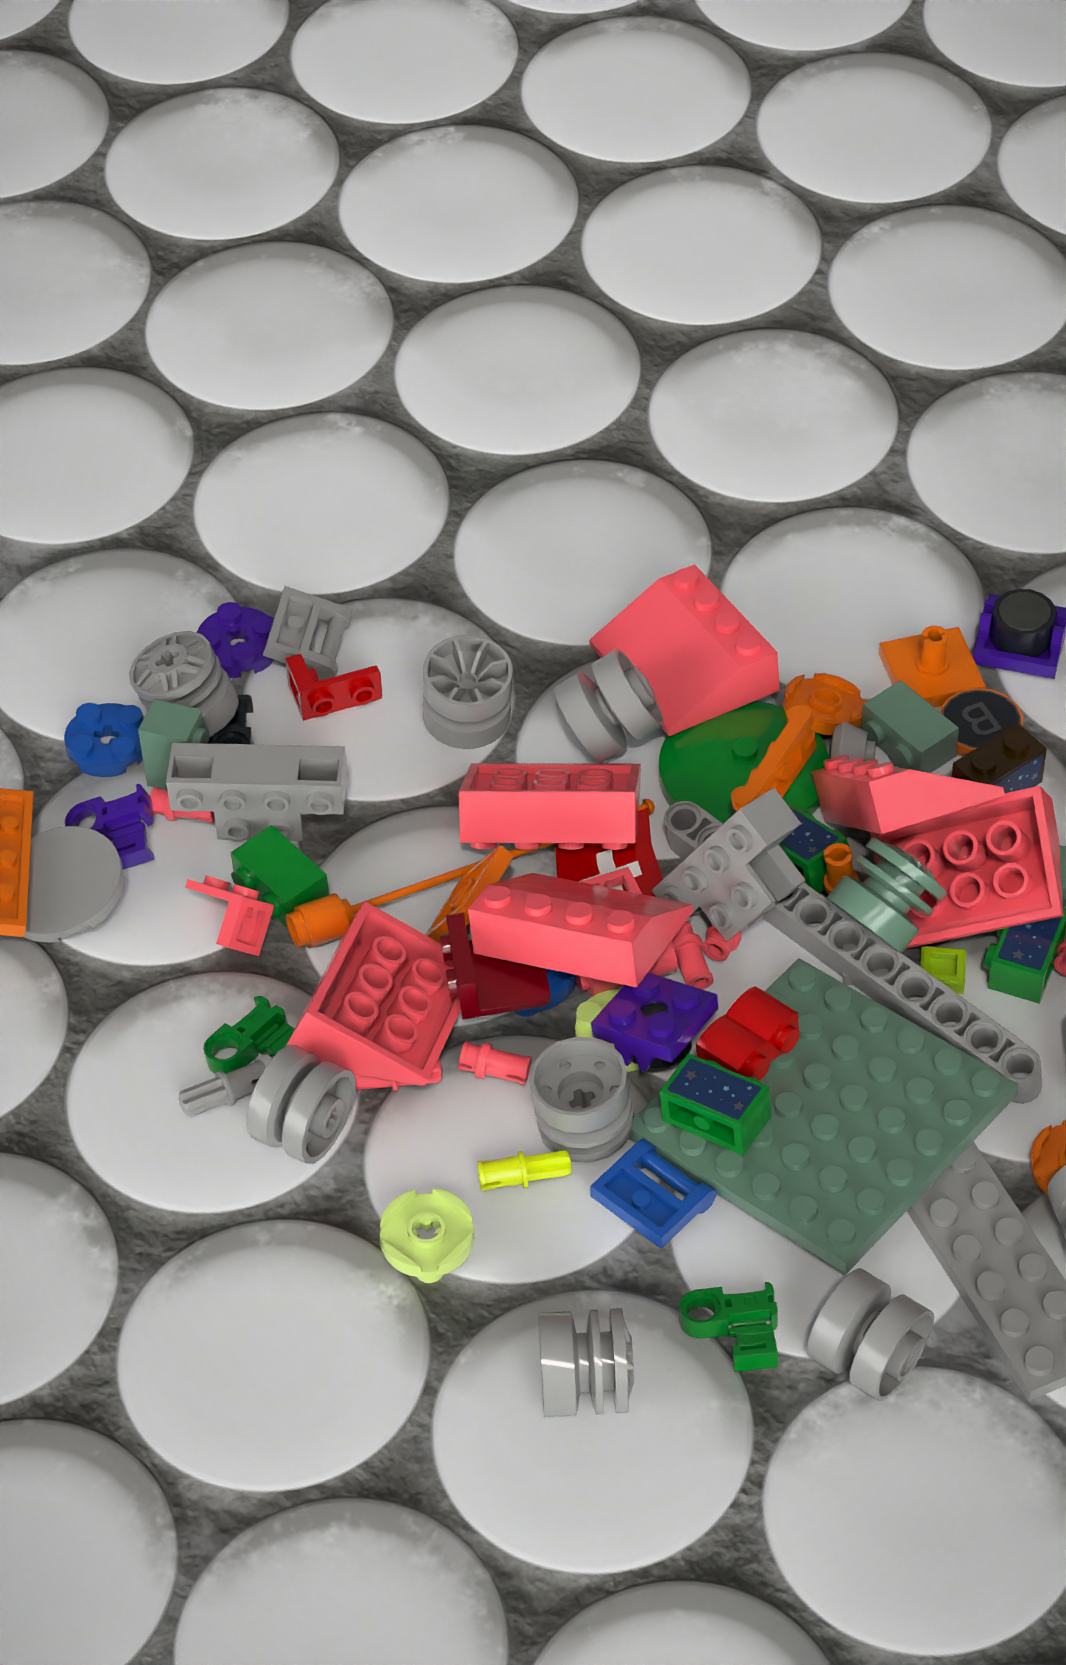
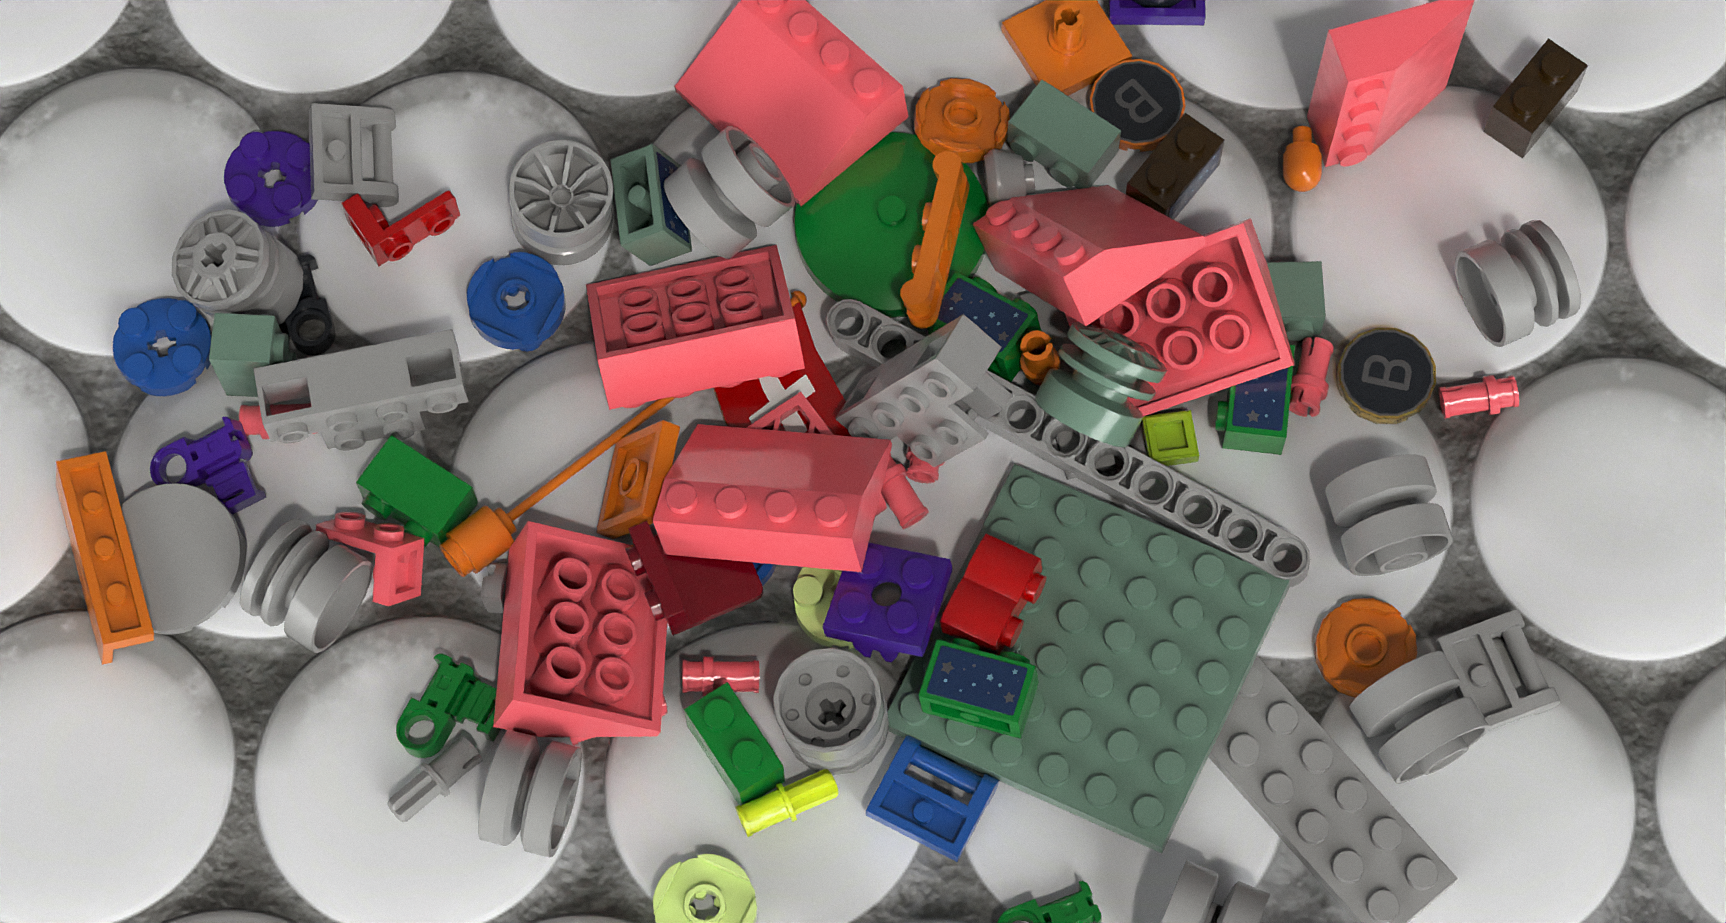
camera: 15 degrees left, 20 degrees up
(164, 916) = (306, 585): none -> light grey wheel
(319, 958) = (494, 587): none -> light grey tile
(408, 780) = (523, 327): none -> blue plate
(489, 1110) = (734, 744): none -> green brick
(534, 711) = (644, 214): none -> sand green brick

